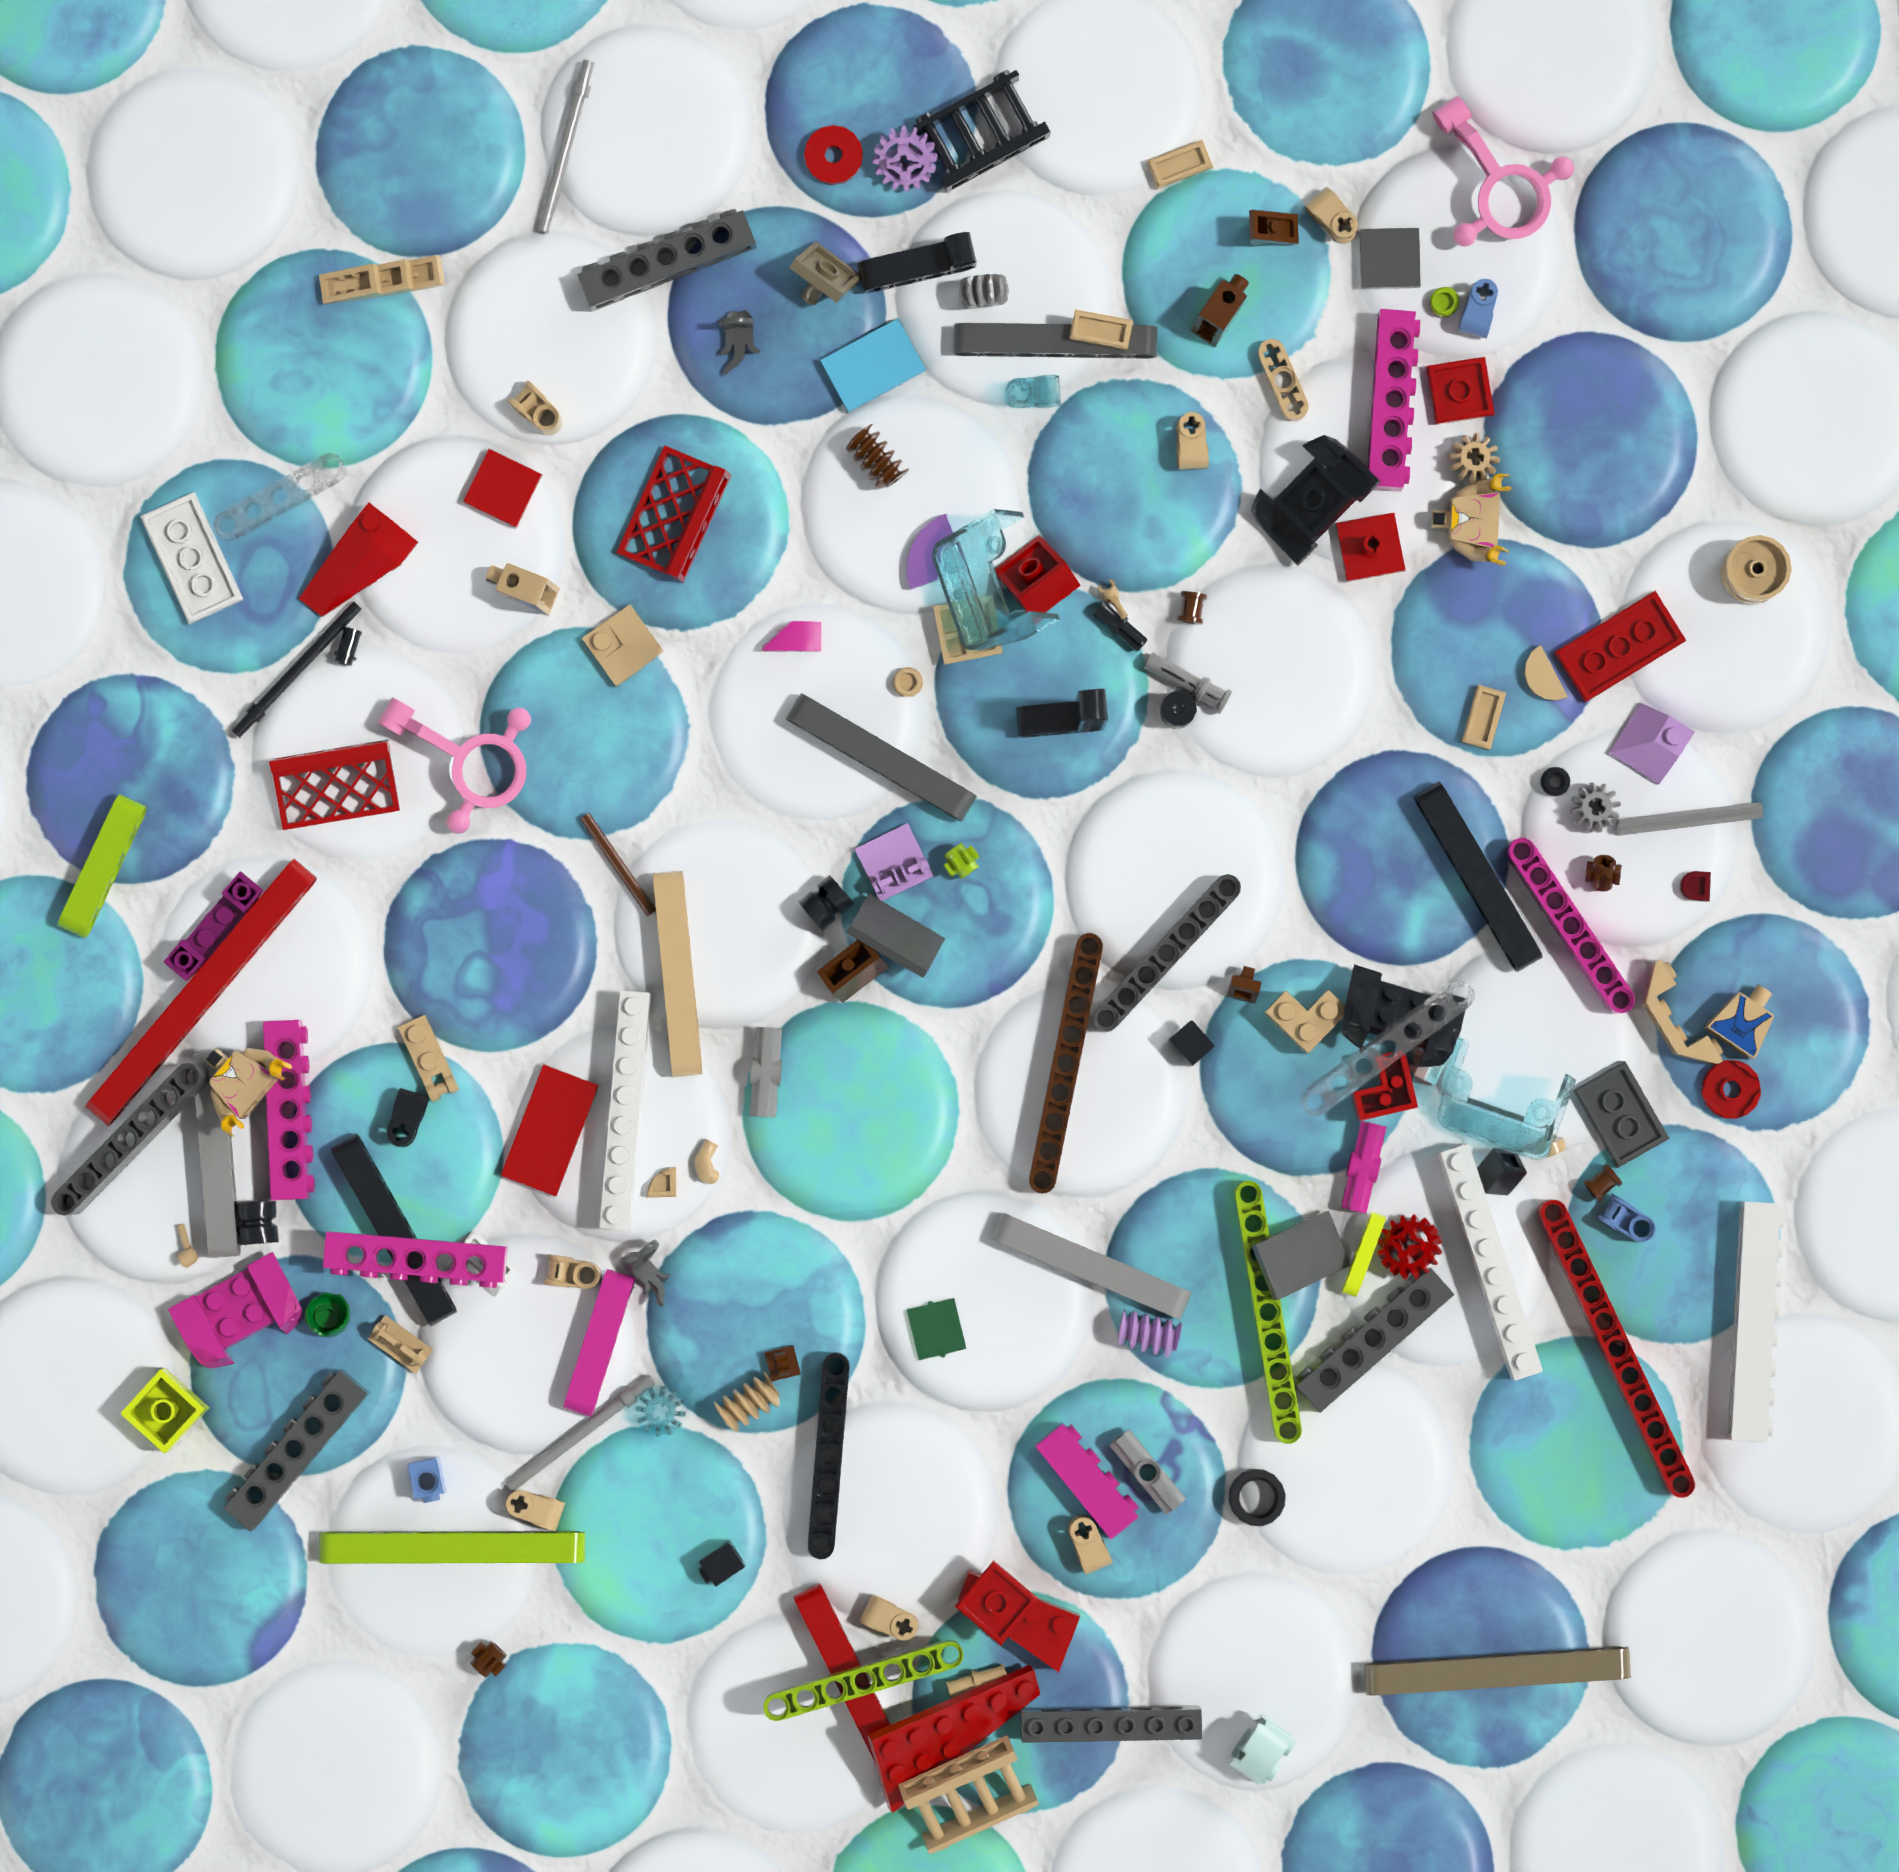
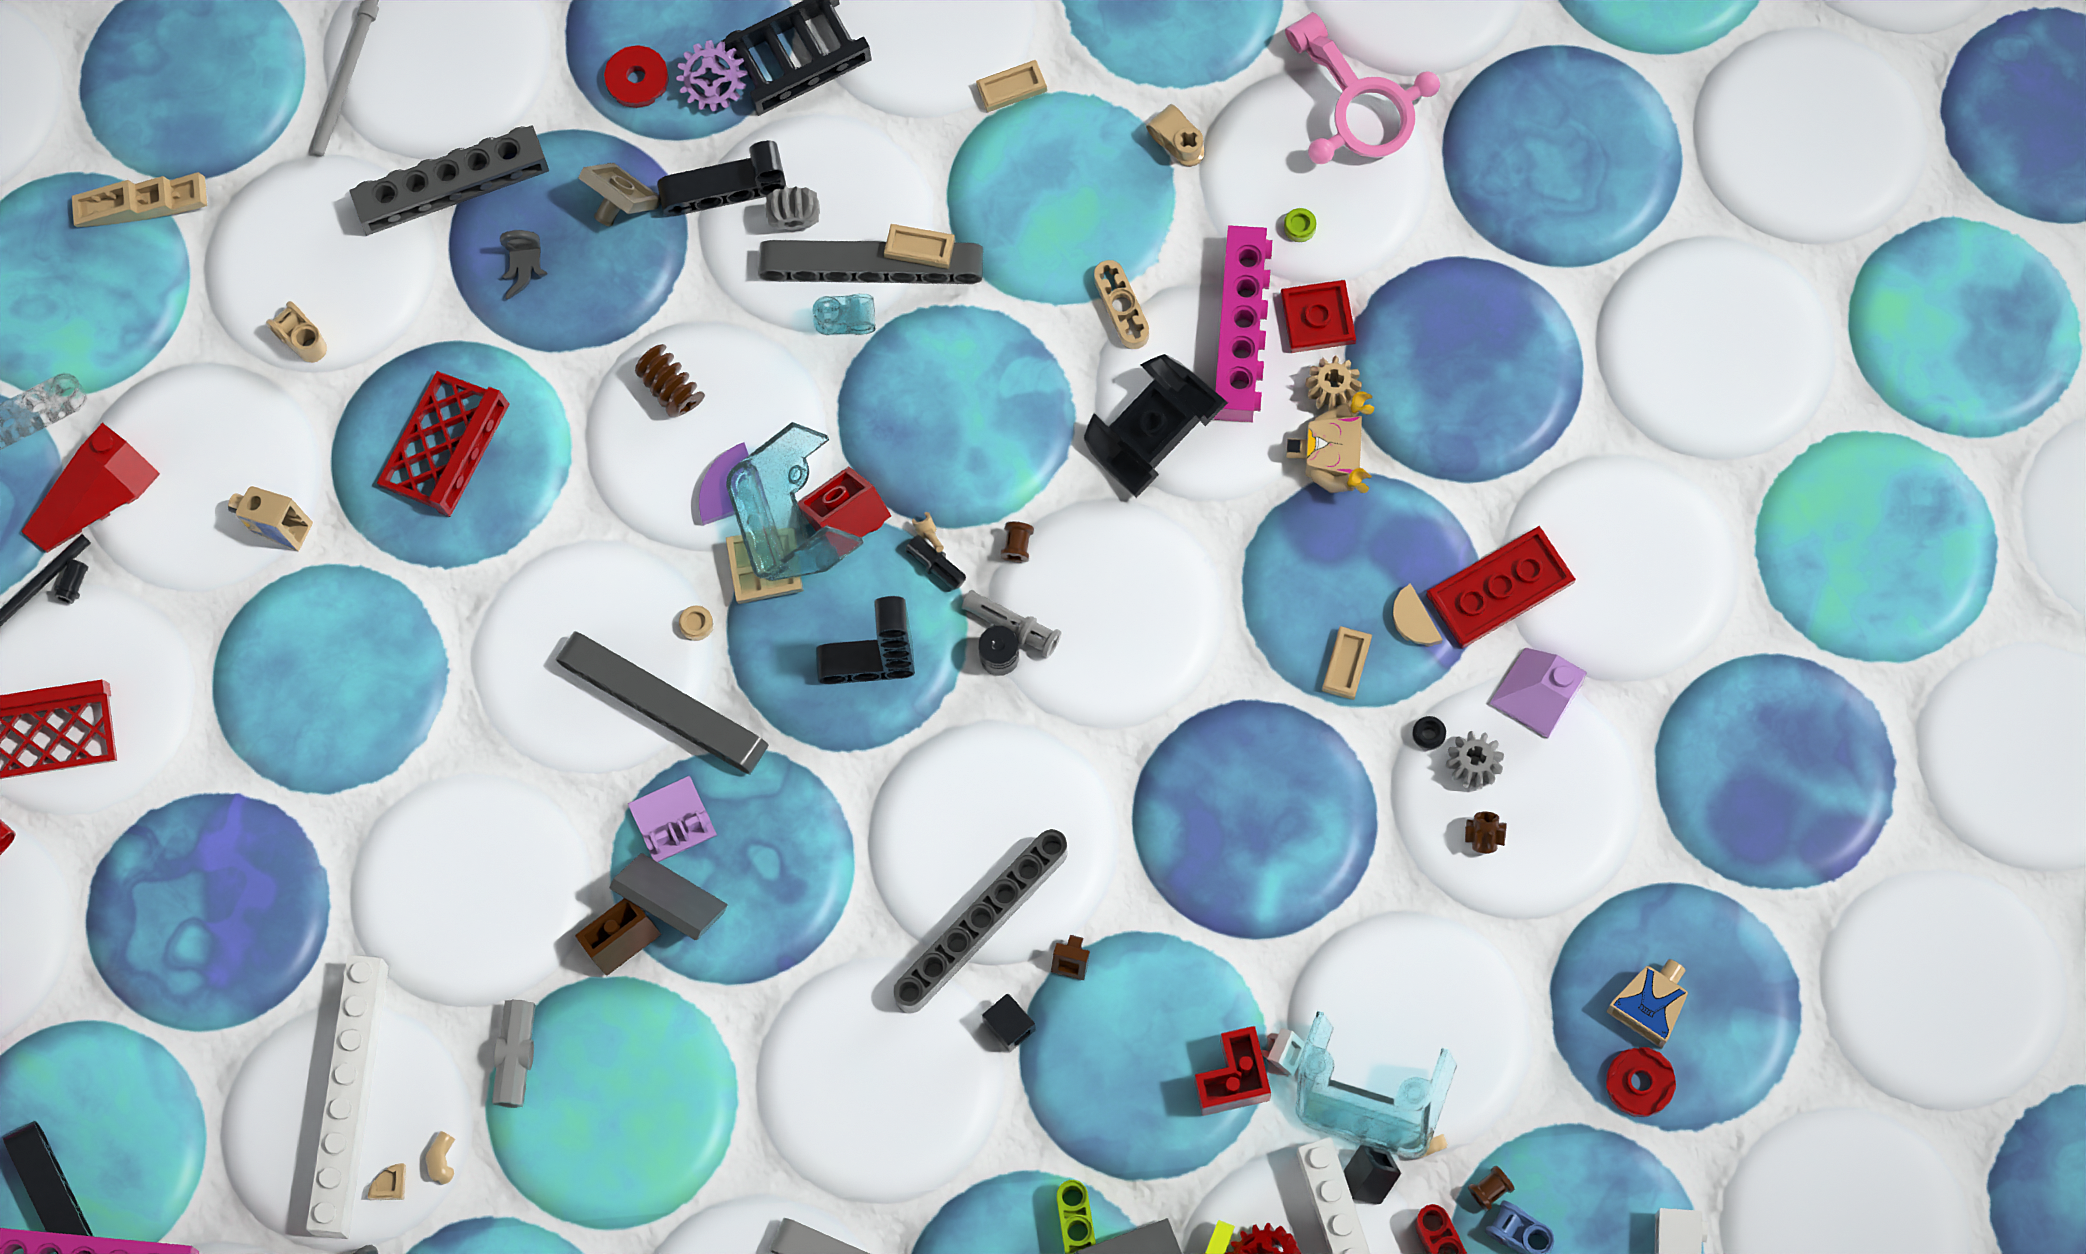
camera: 10 degrees right, 15 degrees down
(398, 717) = (121, 656): bright pink piece -> none
(407, 1111) = (95, 1098): black piece -> none
(428, 1057) = (126, 1035): tan plate -> none
(502, 488) = (256, 416): red tile -> none
(550, 1130) = (260, 1120): red tile -> none
(618, 864) = (358, 821): reddish brown bar -> none
(623, 645) = (377, 582): tan plate -> none
(677, 973) = (418, 942): tan beam -> none
(797, 637) = (572, 572): dark pink slope -> none
(826, 902) = (591, 861): black wheel -> none
(873, 365) = (670, 289): medium azure tile -> none
(961, 861) = (748, 816): lime gear -> none
(1074, 1050) = (861, 1062): reddish brown beam -> none
(1192, 448) = (1019, 369): tan piece -> none
(1221, 310) = (1051, 229): reddish brown torso -> none
(1273, 228) = (1110, 144): reddish brown slope -> none
(1305, 1026) = (1145, 1003): tan brick -> none
(1363, 1167) = (1208, 1168): dark pink piece -> none
(1370, 547) = (1218, 480): red tile -> none
(1378, 1004) = (1252, 990): black piece -> none
(1390, 258) = (1240, 180): dark grey tile -> none
(1402, 1046) = (1244, 1005): clear beam -> none
(1478, 876) = (1341, 837): black beam -> none
(1479, 313) = (1337, 232): medium blue piece -> none
(1582, 935) = (1449, 908): dark pink beam -> none
(1621, 1114) = (1512, 1110): dark grey tile -> none
(1659, 980) = (1603, 1035): tan slope -> none
(1689, 818) = (1584, 774): light grey axle -> none
(1696, 886) = (1593, 850): dark red tile -> none
(1739, 576) = (1652, 500): tan wheel -> none

